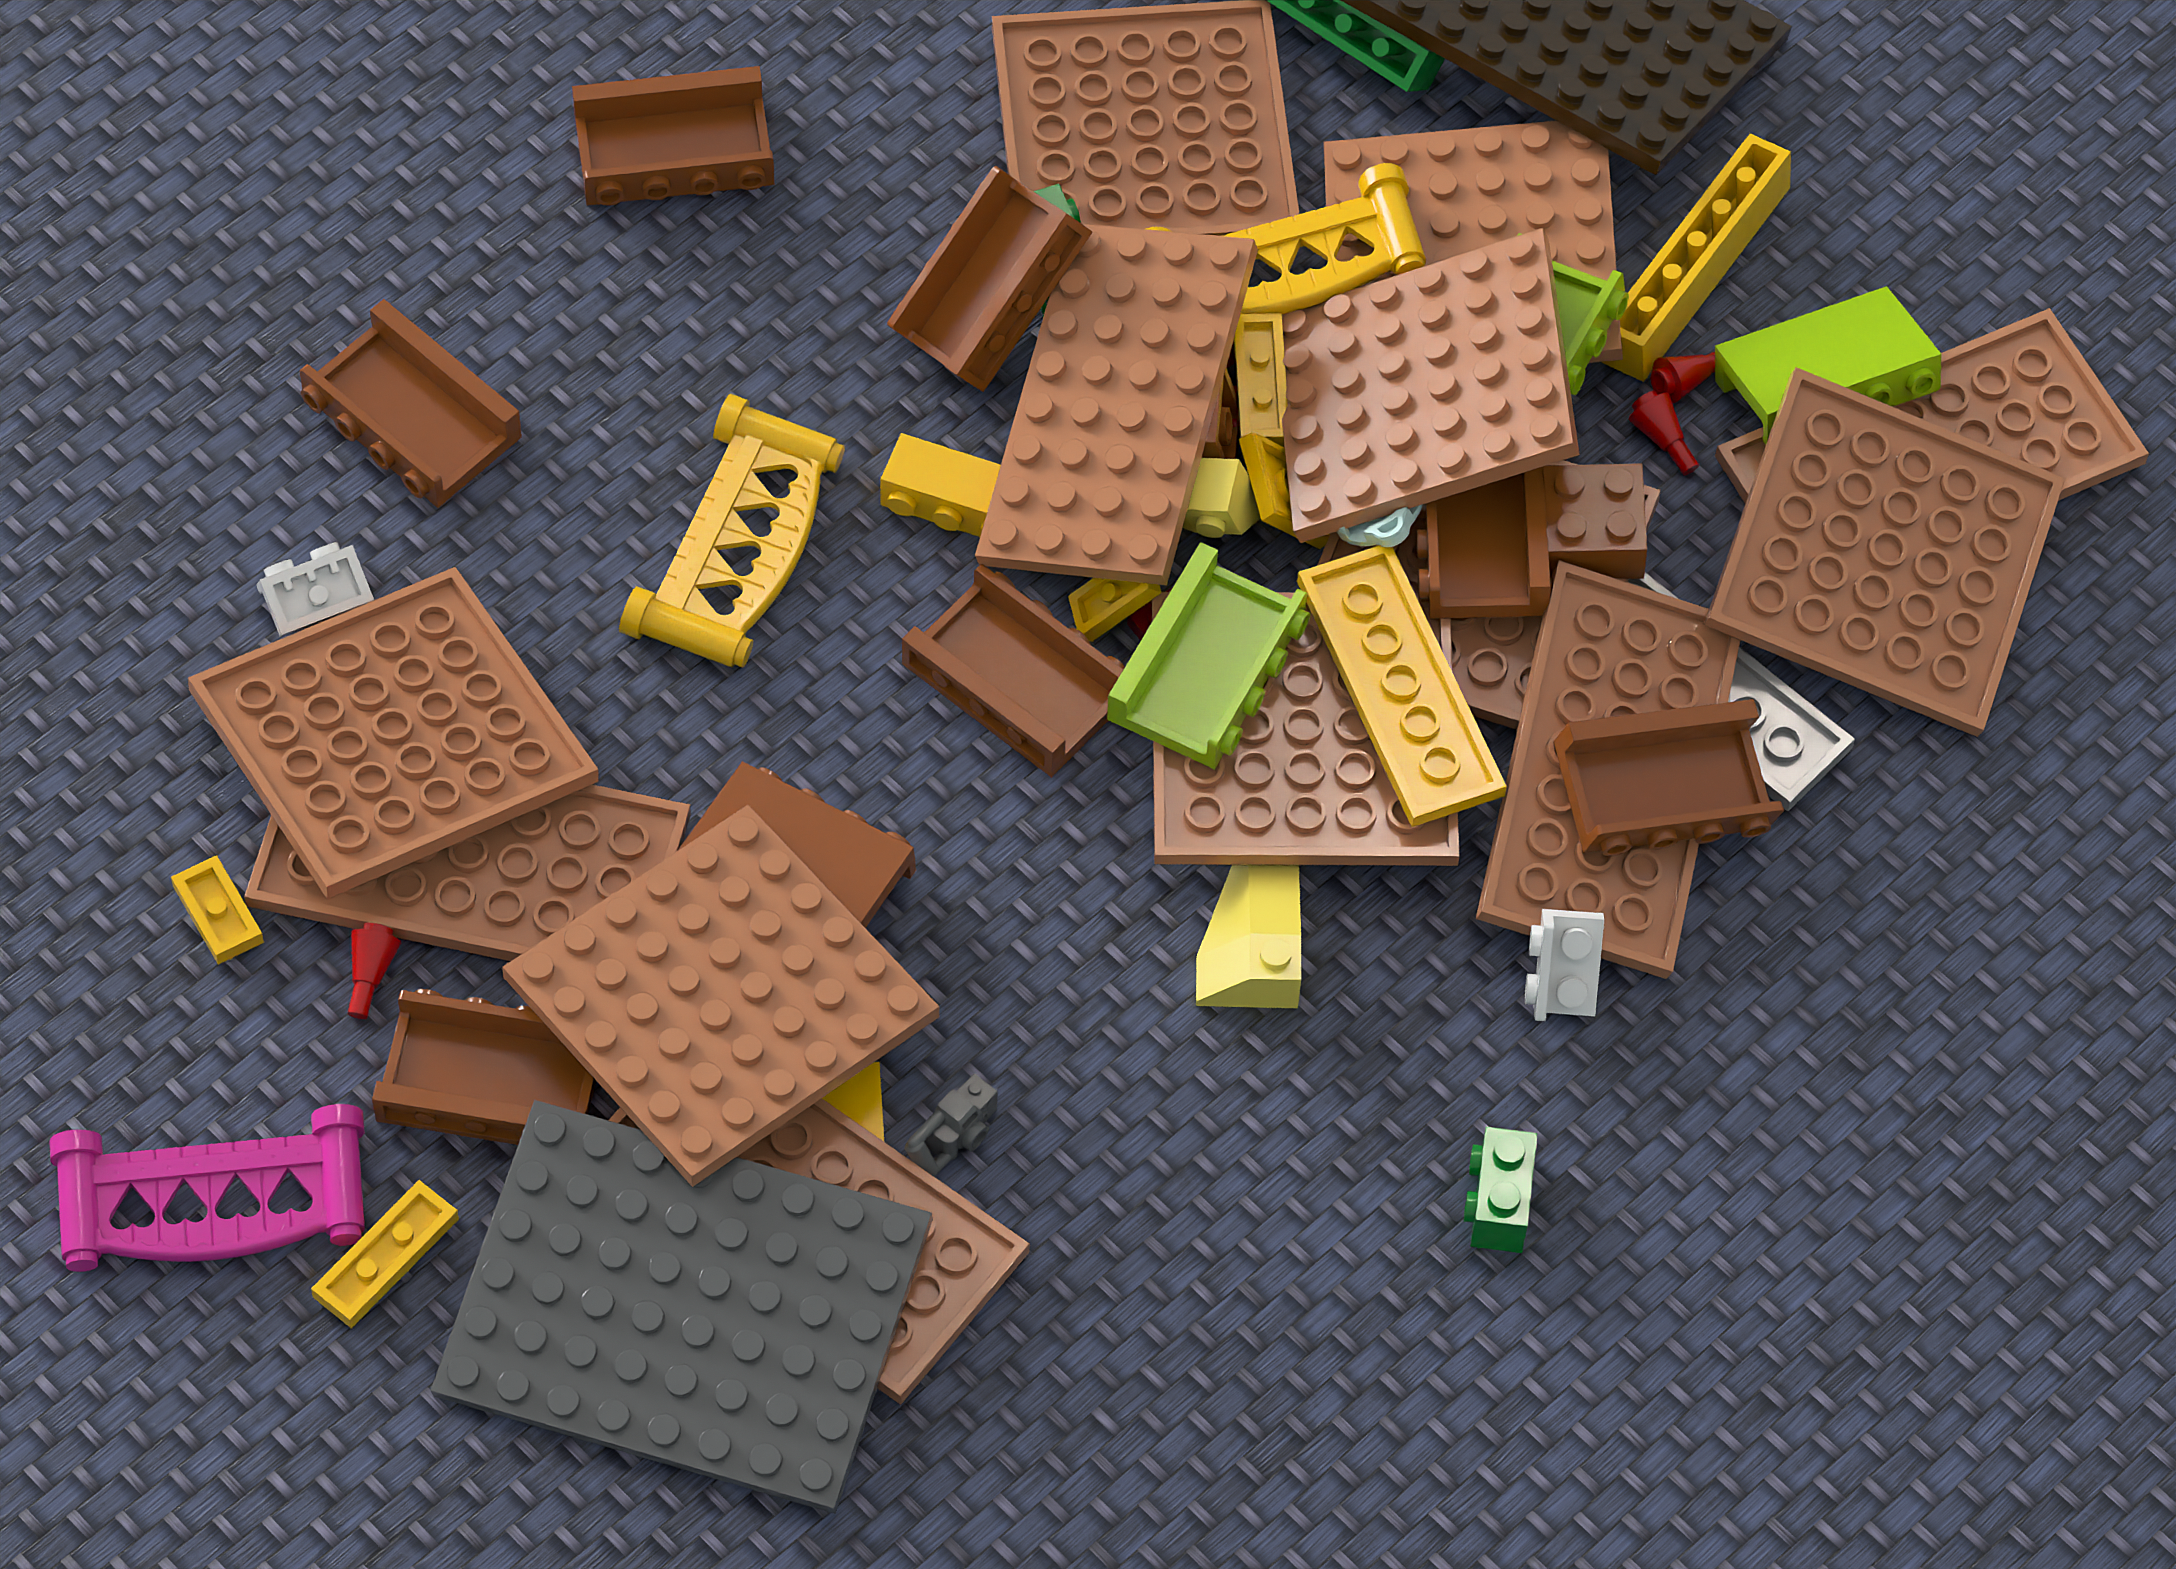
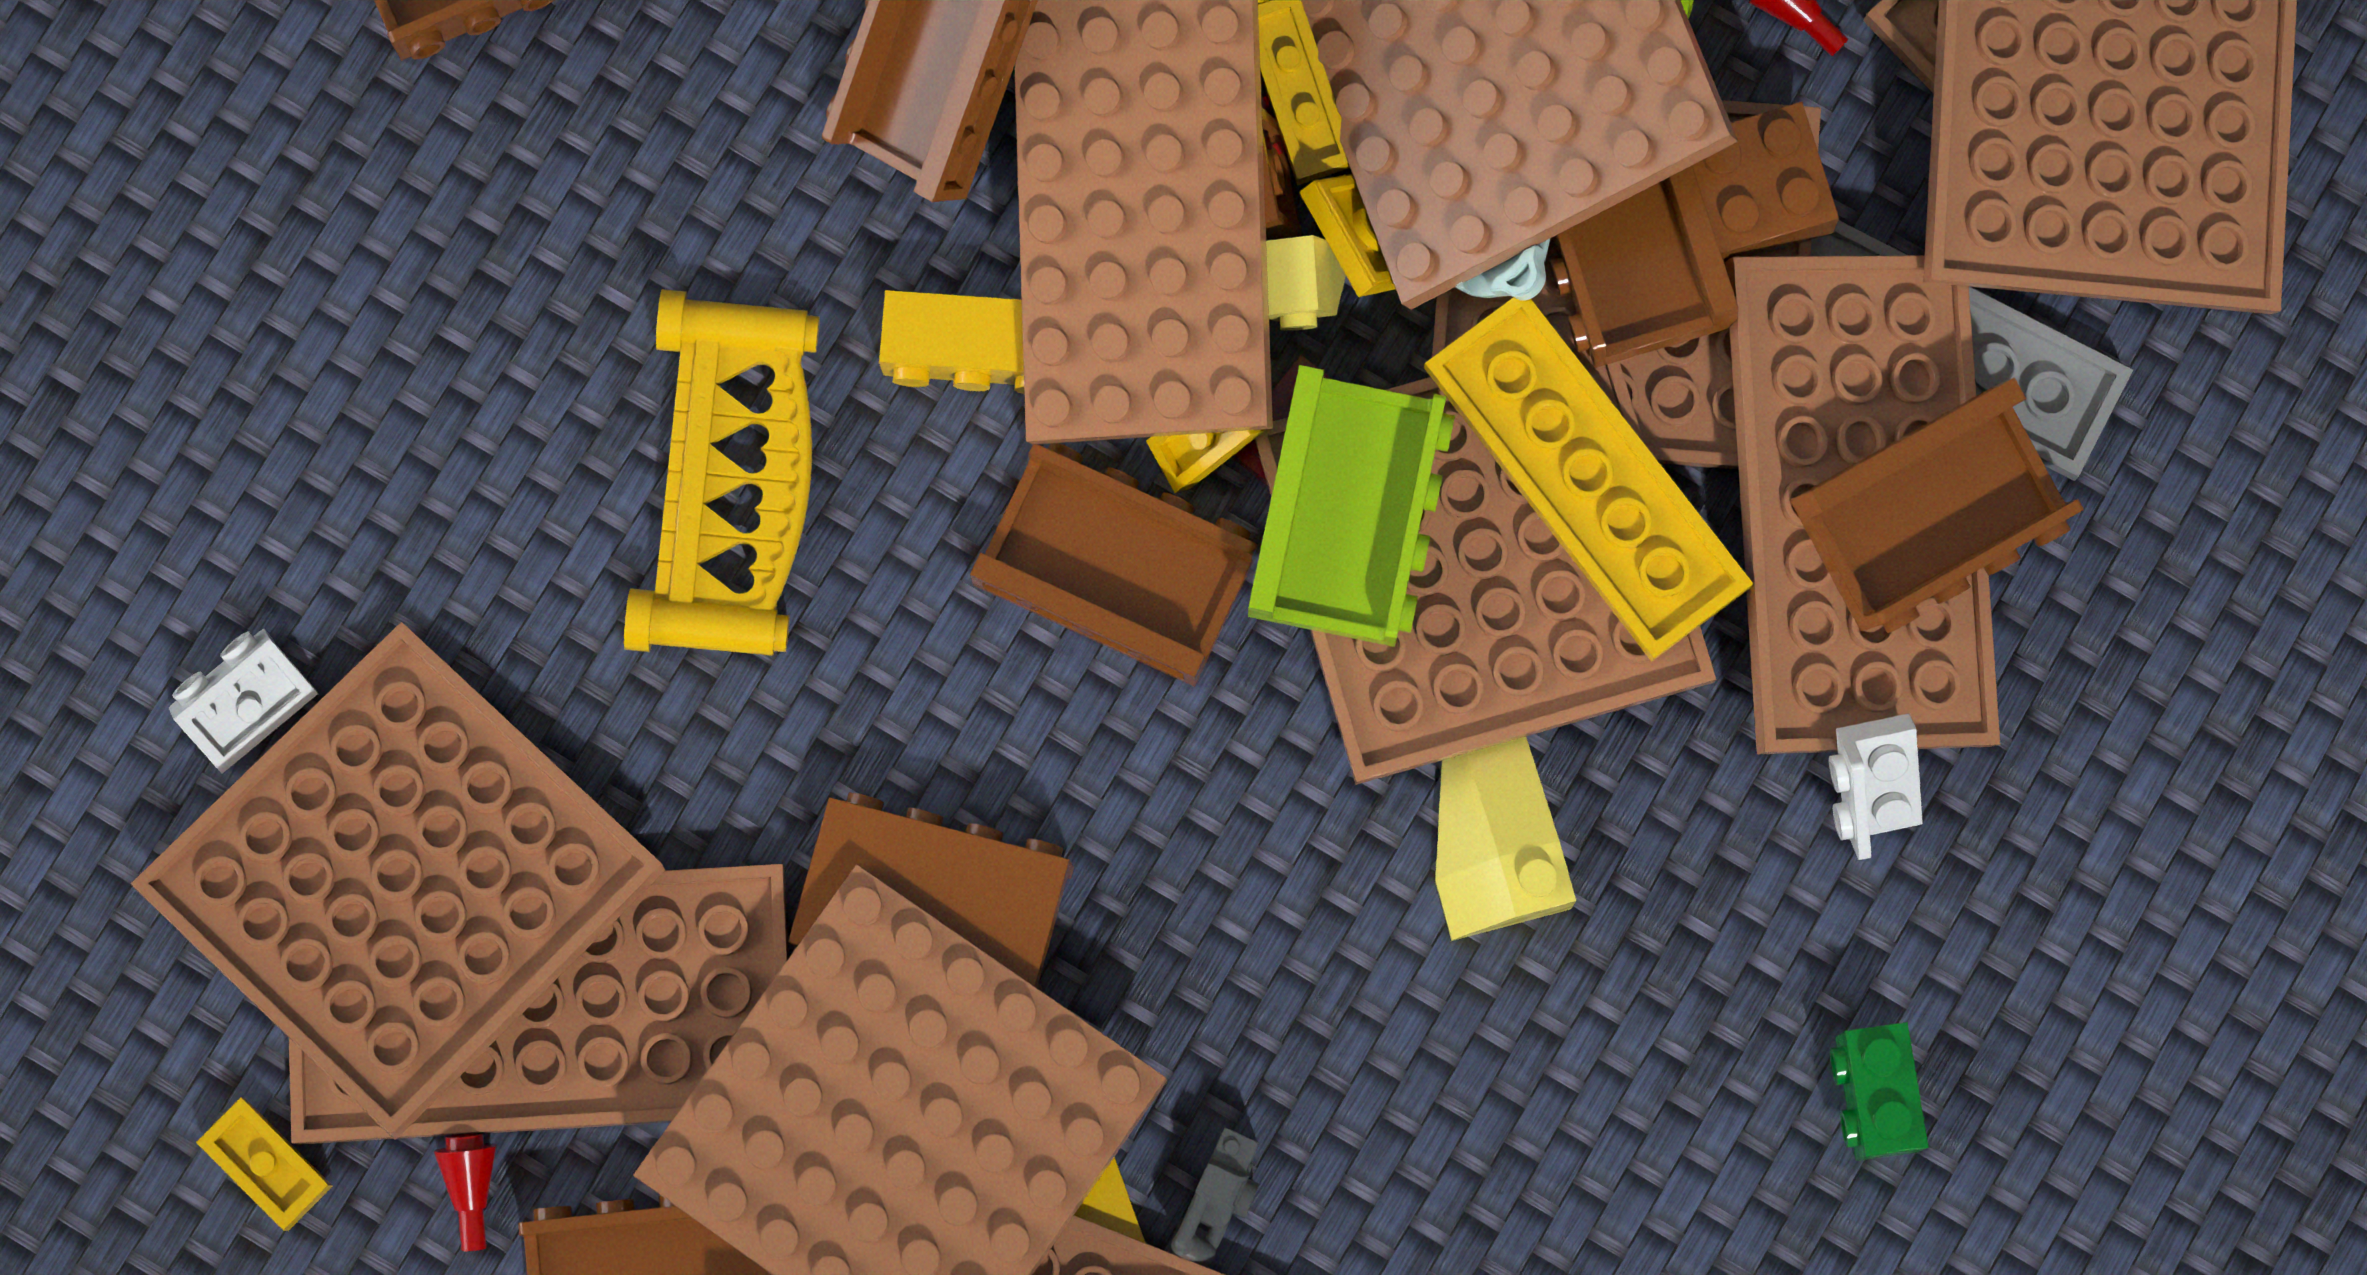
camera: 10 degrees left, 20 degrees up
(413, 406) = (277, 414): dark orange panel -> none

